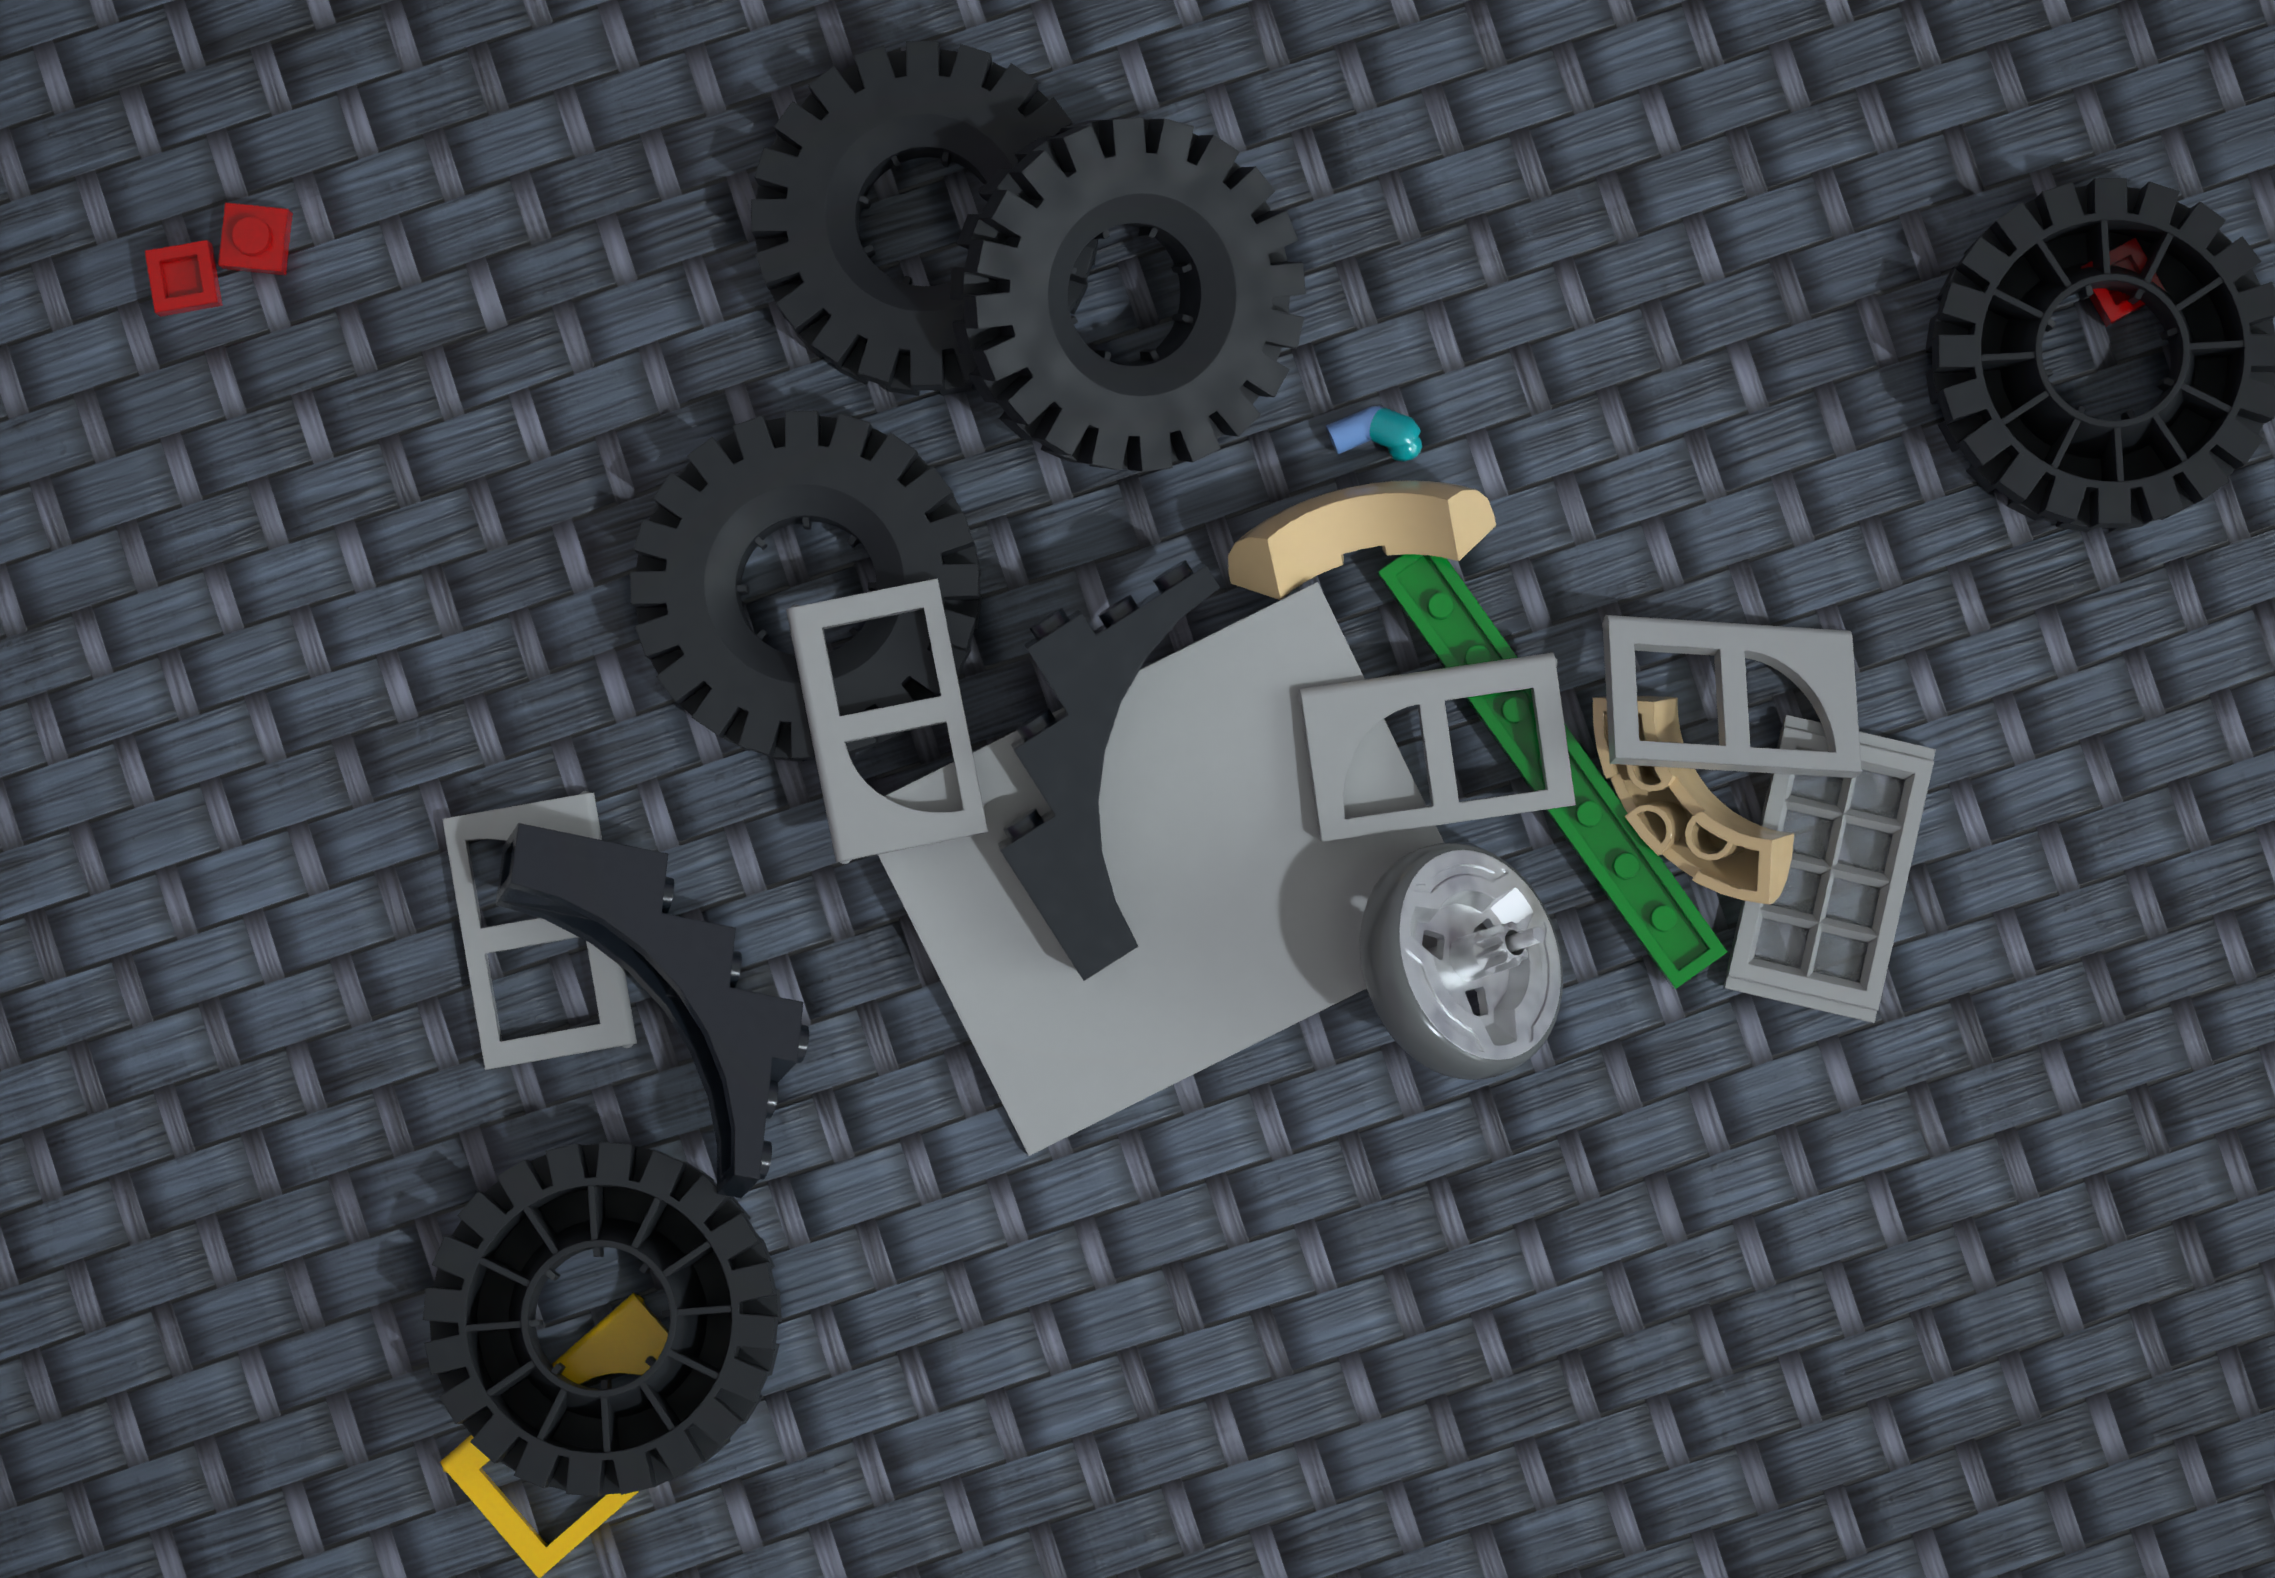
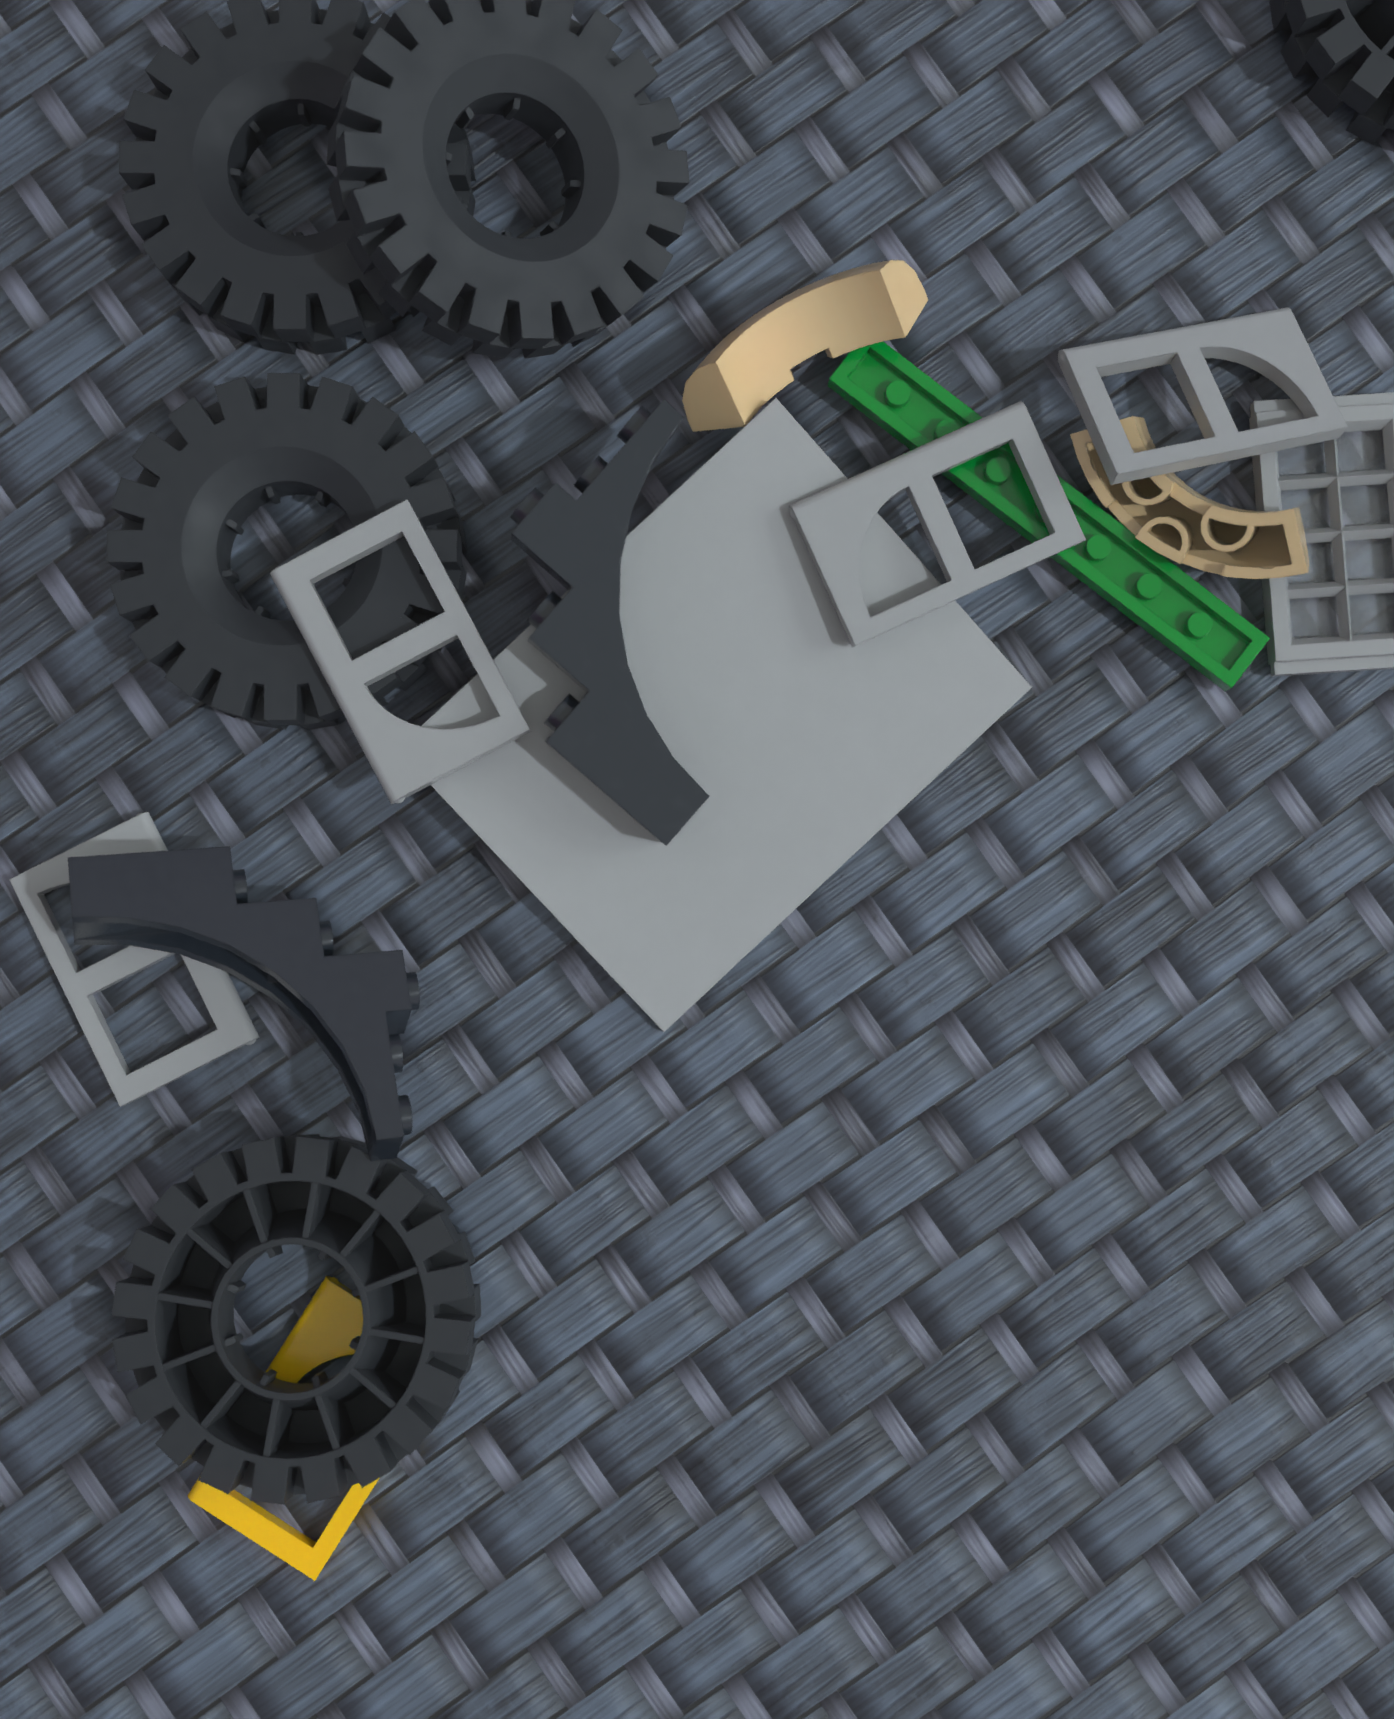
camera: 20 degrees left, 0 degrees up
(1378, 425) = (787, 245): arm -> none
(1510, 964) = (1000, 753): flat silver wheel -> none

